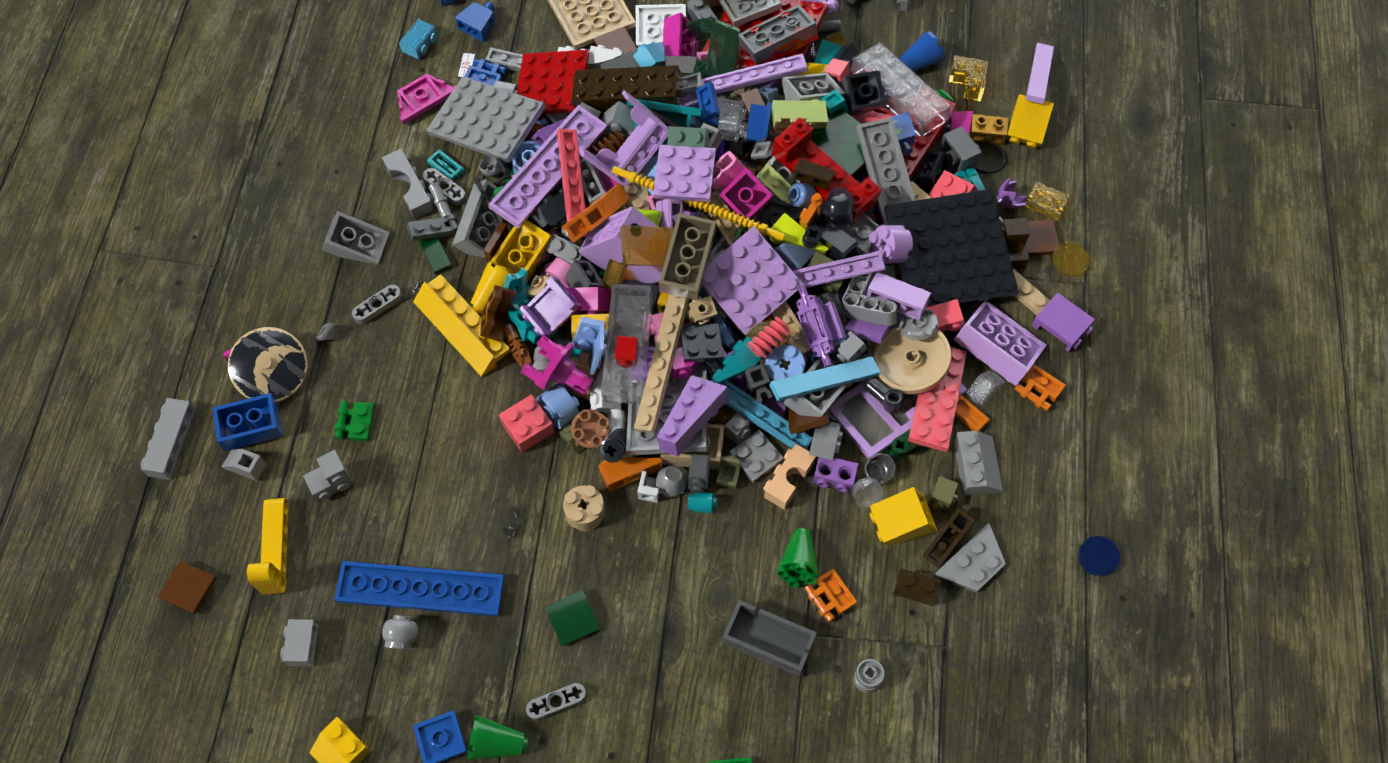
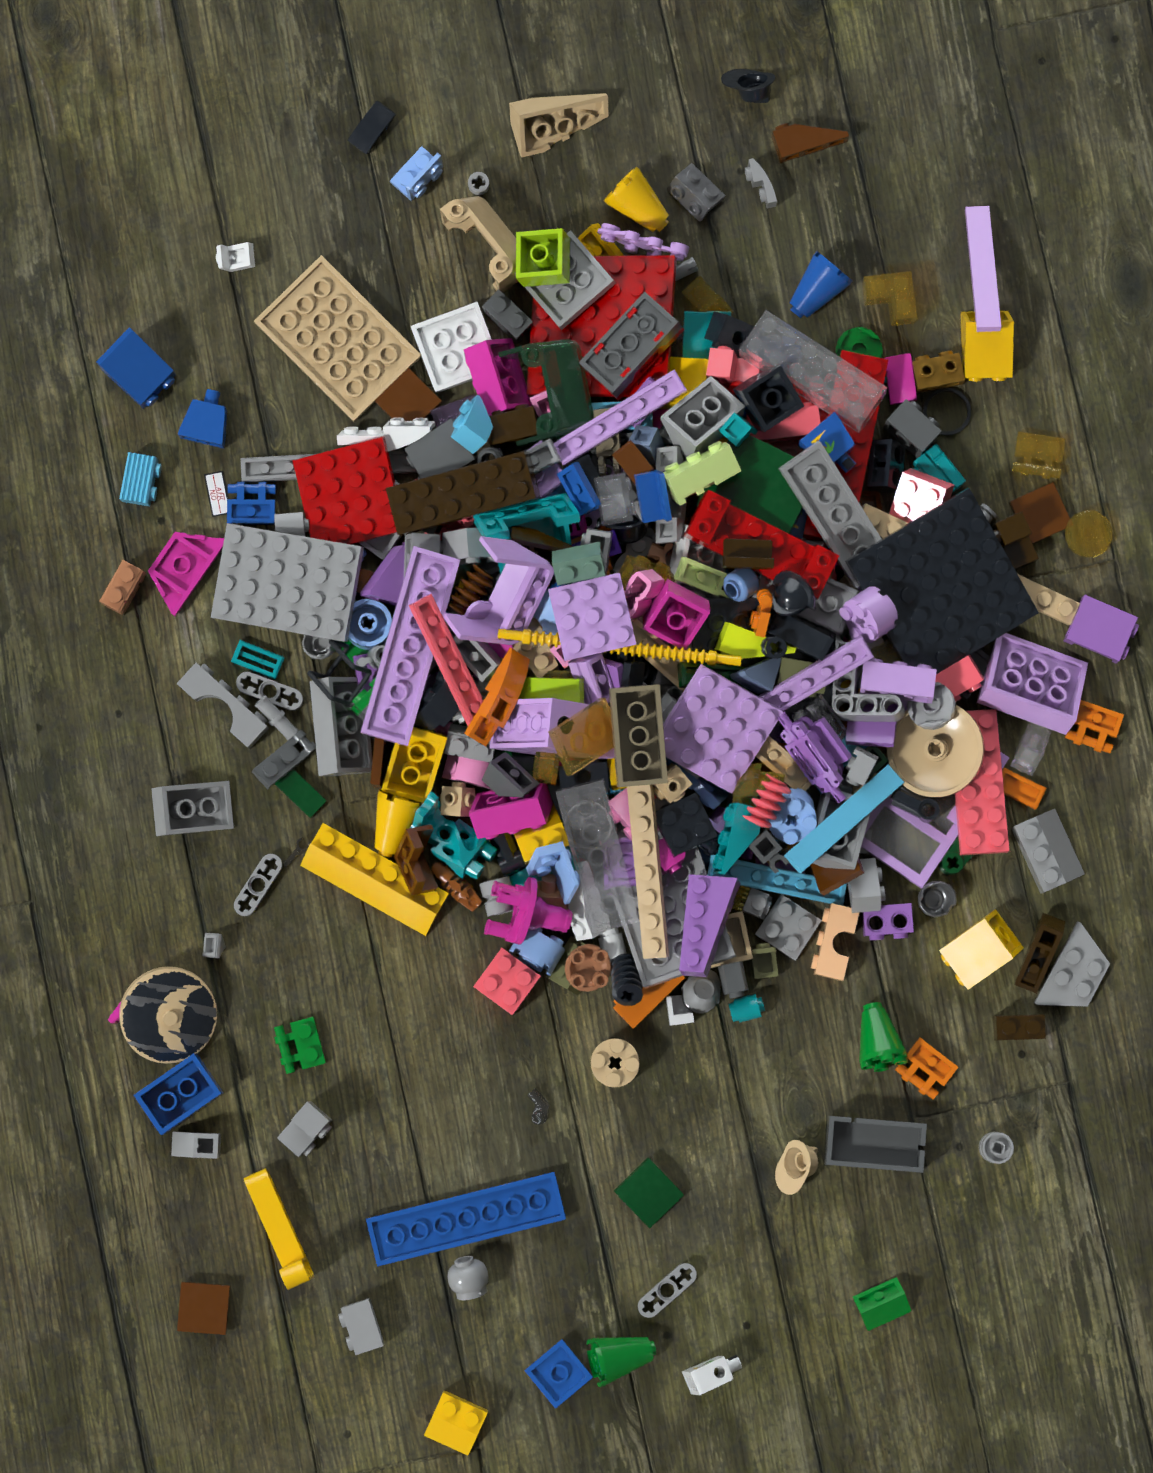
camera: 20 degrees left, 20 degrees up
(168, 438) = (91, 1143): light grey brick -> none
(376, 95) = (122, 587): none -> nougat brick
(550, 307) = (486, 837): panel -> none
(626, 351) = (606, 876): red brick -> none
(699, 634) = (795, 1166): none -> tan piece
(867, 492) = (931, 931): clear hair -> none
(943, 494) = (1018, 904): olive brick -> none
(1008, 198) = (991, 470): medium lavender piece -> none

